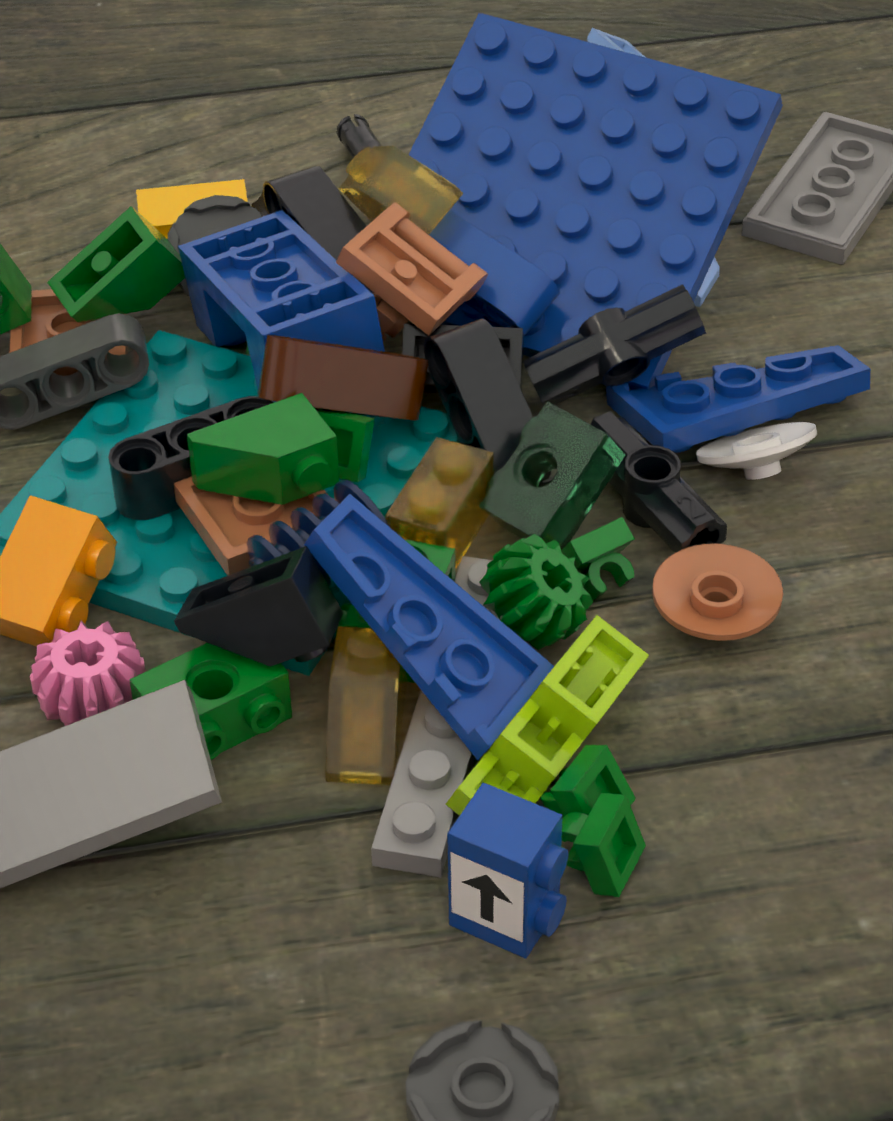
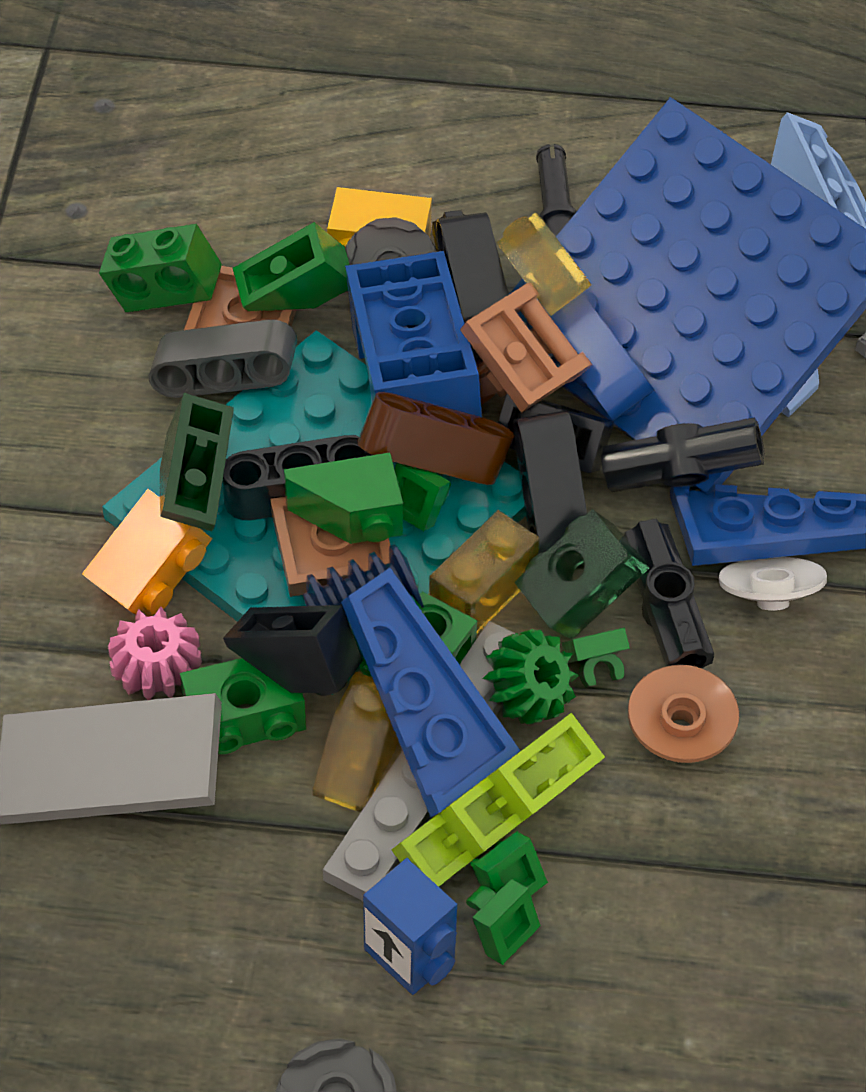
camera: 15 degrees right, 10 degrees up
(75, 454) = (194, 461): none -> dark green slope

